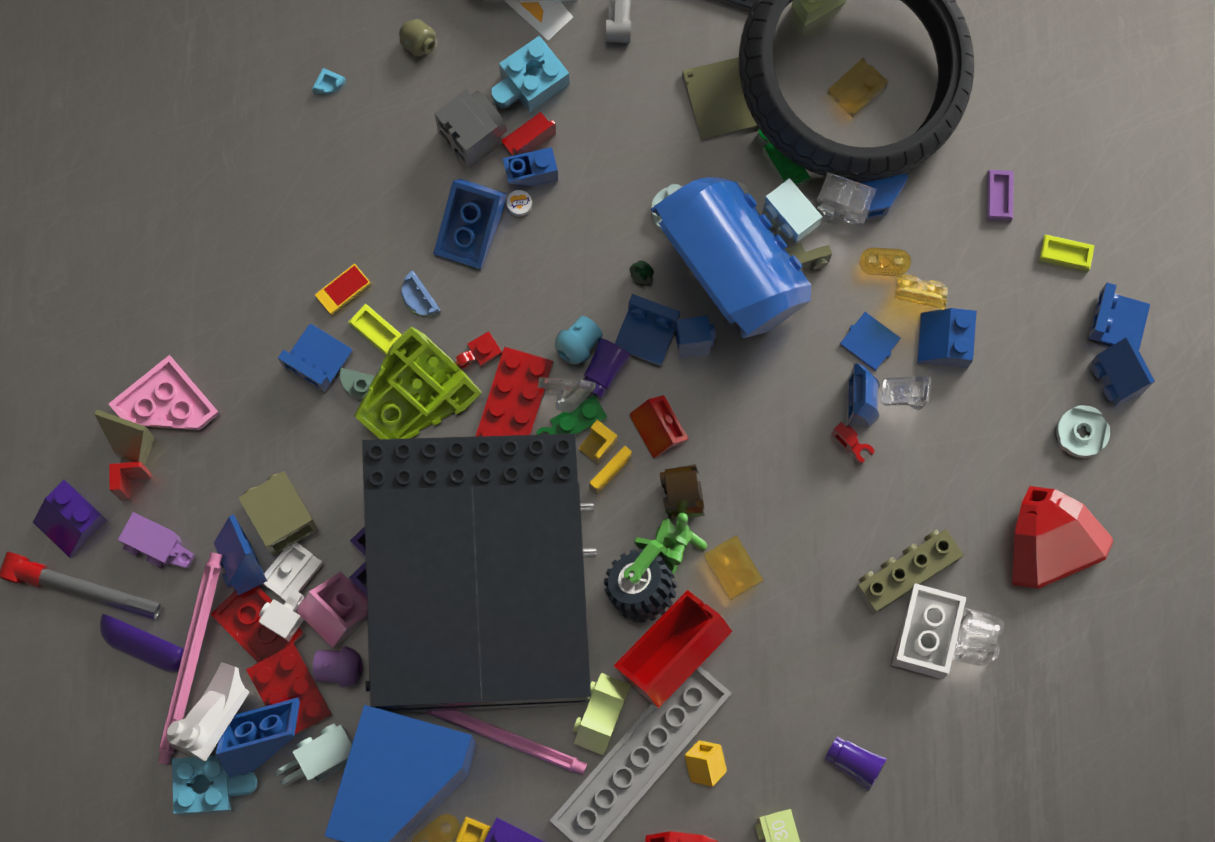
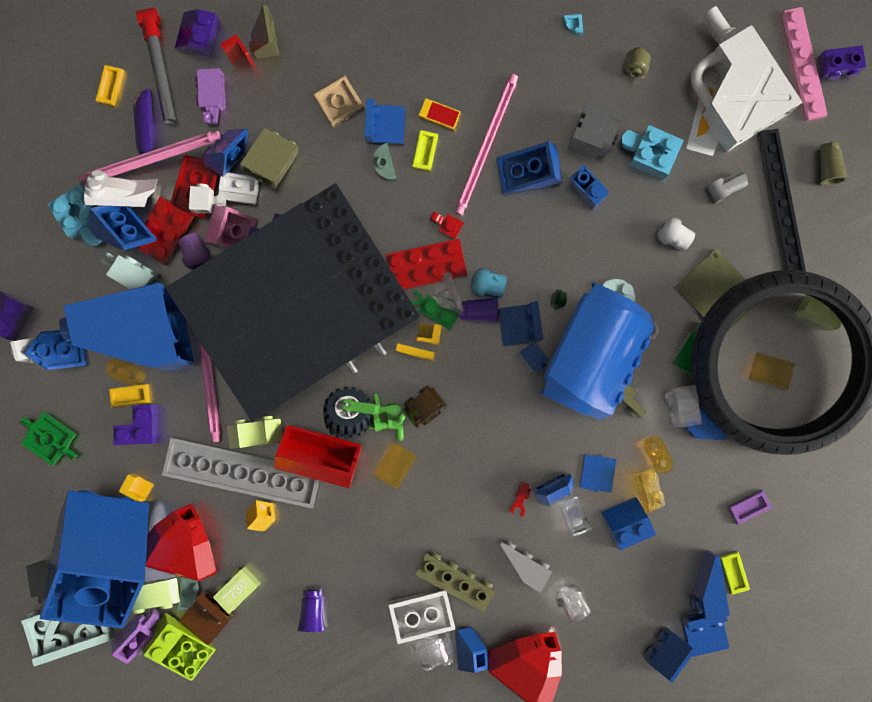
camera: 65 degrees right, 10 degrees up
(67, 662) = (109, 85): none -> yellow tile
(165, 400) = (304, 45): bright pink plate -> none
(256, 397) = (338, 101): none -> tan tile
(411, 256) = (486, 144): none -> bright pink piece
(414, 389) = (397, 196): lime wedge -> none
(417, 297) = (461, 164): medium blue tile -> none
(519, 203) = (561, 193): white tile -> none
(529, 135) = (611, 173): red panel -> none
(641, 103) = (675, 234): none -> white piece
(658, 425) = (462, 366): red panel -> none
(791, 211) = (654, 374): light aqua brick -> none
(939, 480) = (530, 571): none -> light grey slope
(1002, 597) = (470, 651): none -> blue slope
(1006, 448) = (573, 603): none -> clear piece
(1069, 285) = (710, 590): none -> blue slope
(1071, 441) = (624, 651): light aqua plate -> none

